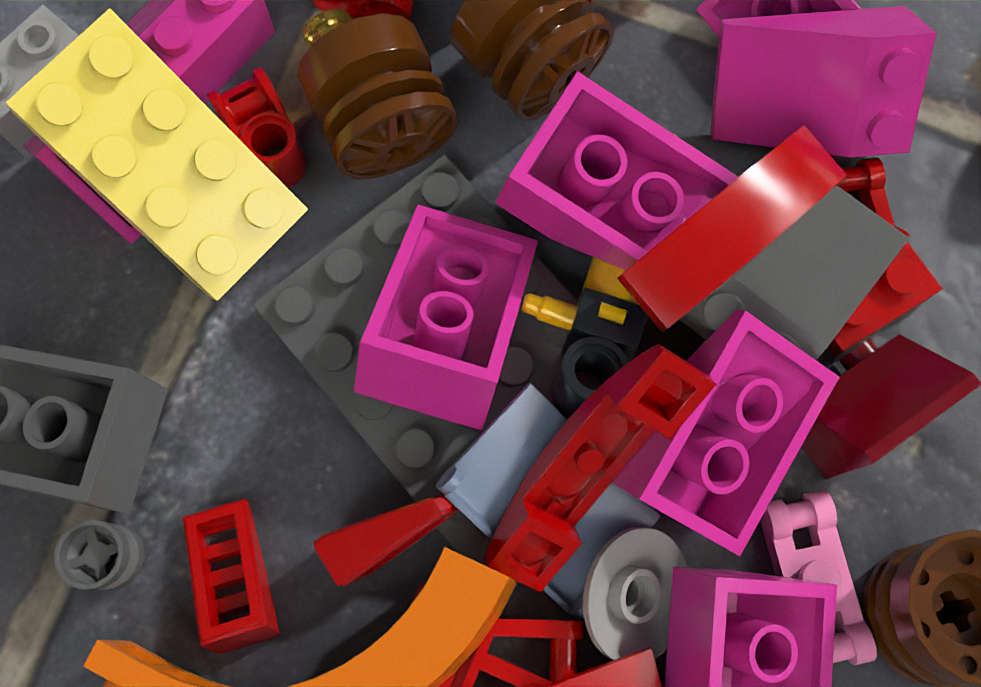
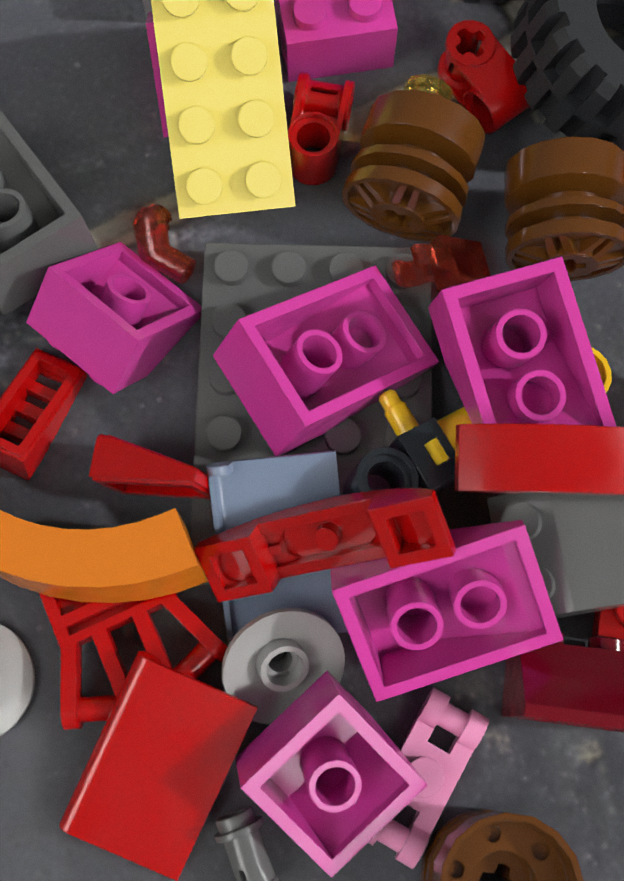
camera: 45 degrees right, 0 degrees up
(209, 343) = (154, 246): none -> clear red arm
(226, 432) = (112, 314): none -> dark pink slope
(475, 155) = (443, 261): none -> clear red plate

